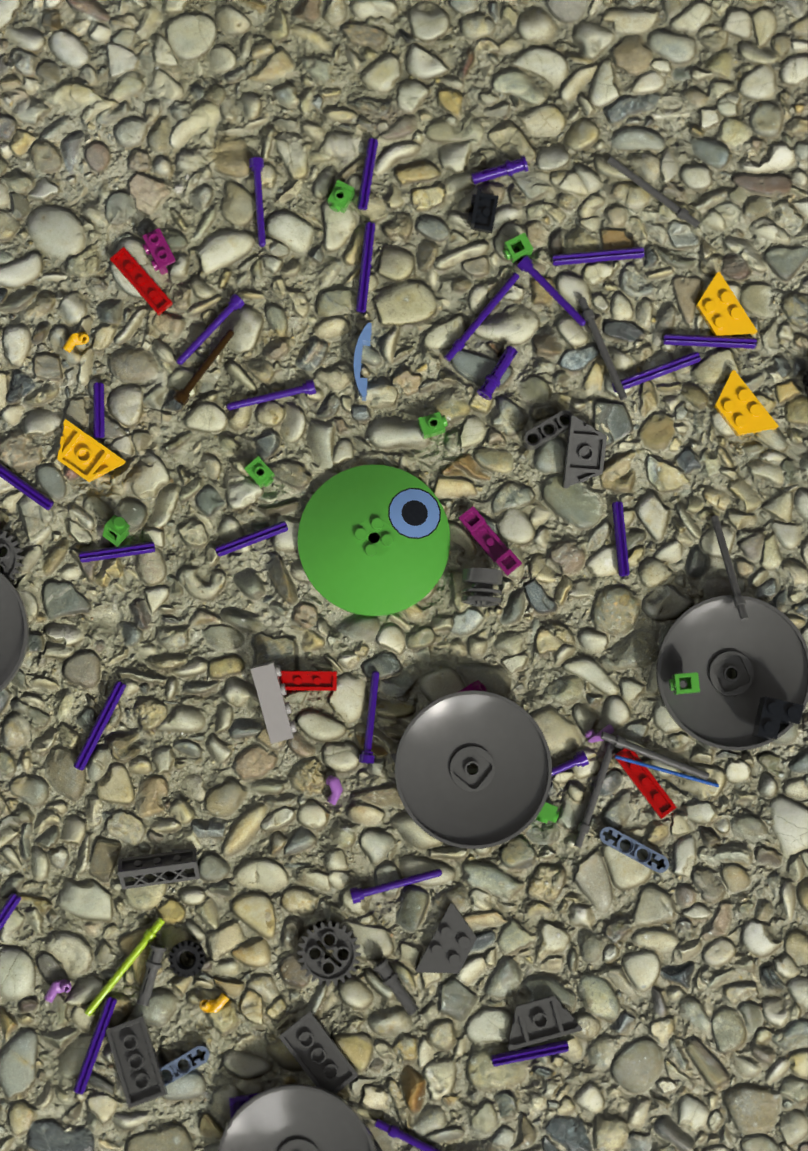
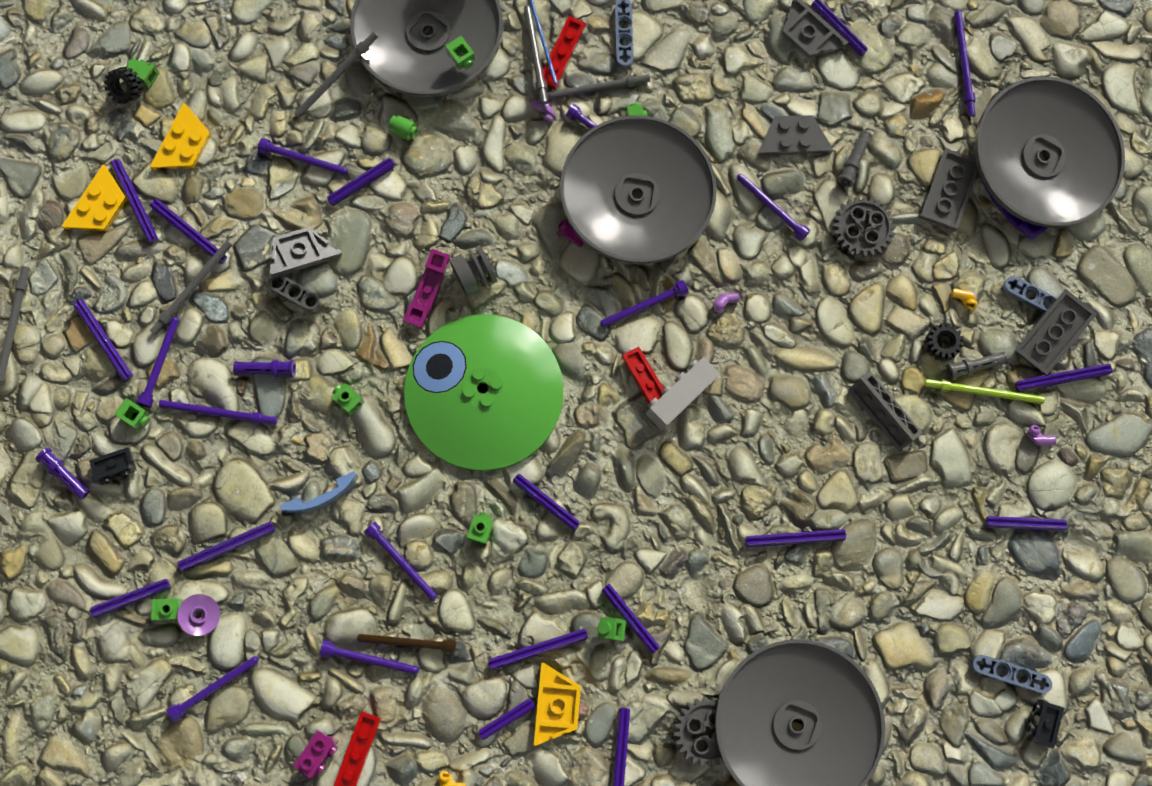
camera: 115 degrees left, 5 degrees down
(137, 465) = (538, 649): none -> dark purple axle
(313, 217) = (209, 614): none -> medium lavender dish
(650, 601) = (403, 127): none -> bright green brick
(698, 475) = (265, 146): none -> dark purple piece

